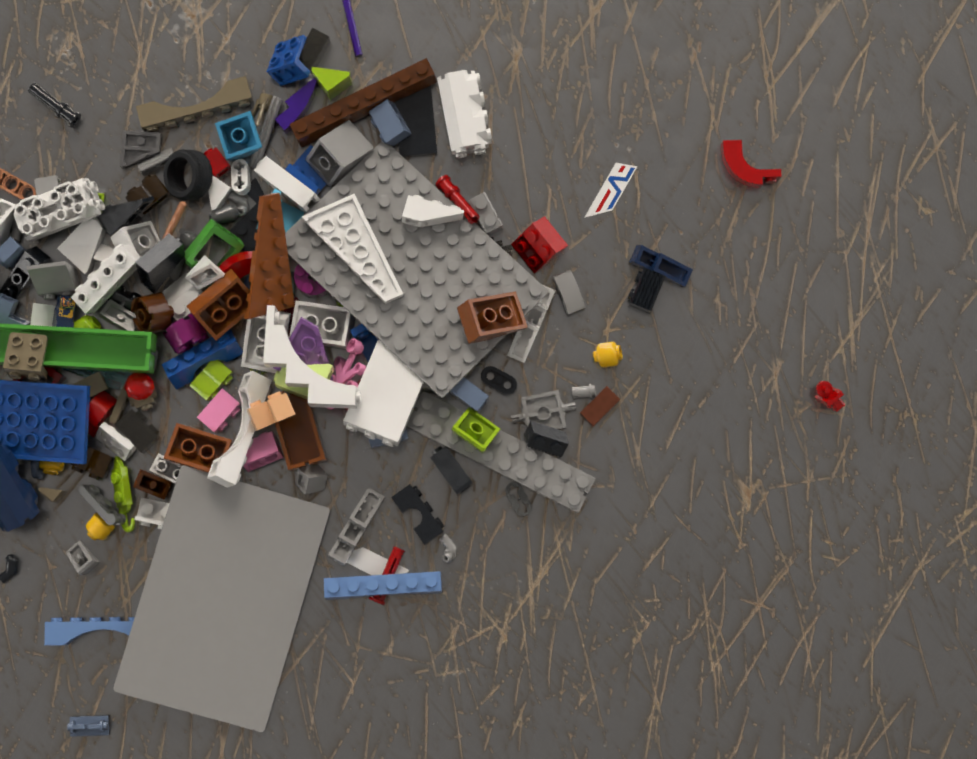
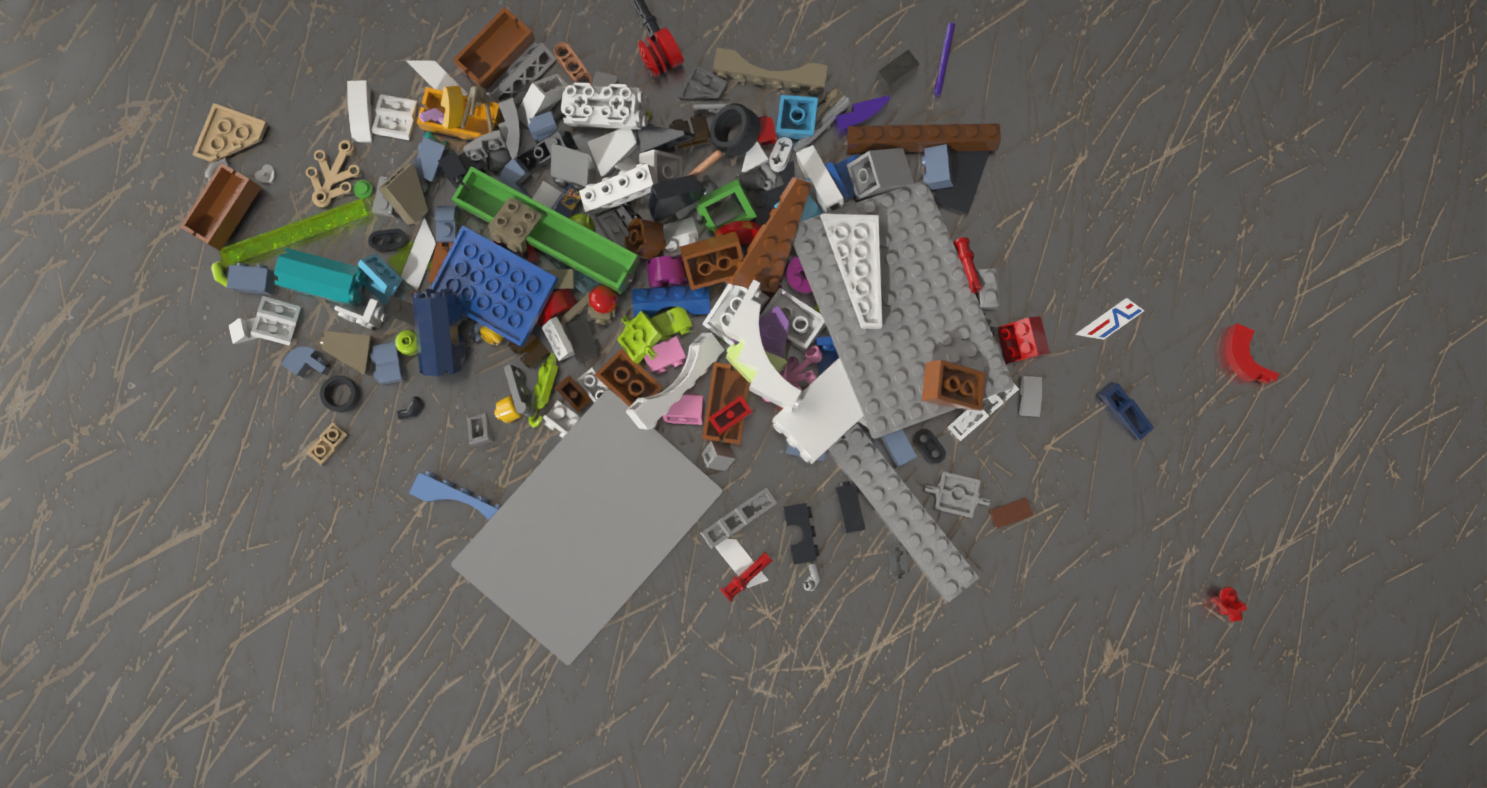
camera: 25 degrees right, 0 degrees up
(51, 494) = (479, 360): dark tan slope -> none
(85, 134) = (660, 52): none -> red wheel
(88, 726) = (414, 584): sand blue hinge -> none
(188, 404) = (639, 337): none -> lime plate
(204, 273) = (709, 224): white slope -> none
(271, 411) = (711, 378): light nougat brick -> none
(285, 62) = (868, 71): blue bracket -> none
(303, 437) = (730, 415): none -> red brick
(332, 81) = (903, 105): lime slope -> none
(382, 585) = (739, 583): medium blue arch -> none
(427, 213) = (935, 263): white slope -> none
(464, 113) = (1011, 189): white brick -> none
(475, 429) = (890, 482): lime slope -> none
(546, 439) = (950, 520): black brick -> none
(584, 391) = (1003, 493): light grey pin -> none
(608, 354) = (1041, 469): yellow head -> none
(646, 290) = (1103, 426): black brick -> none

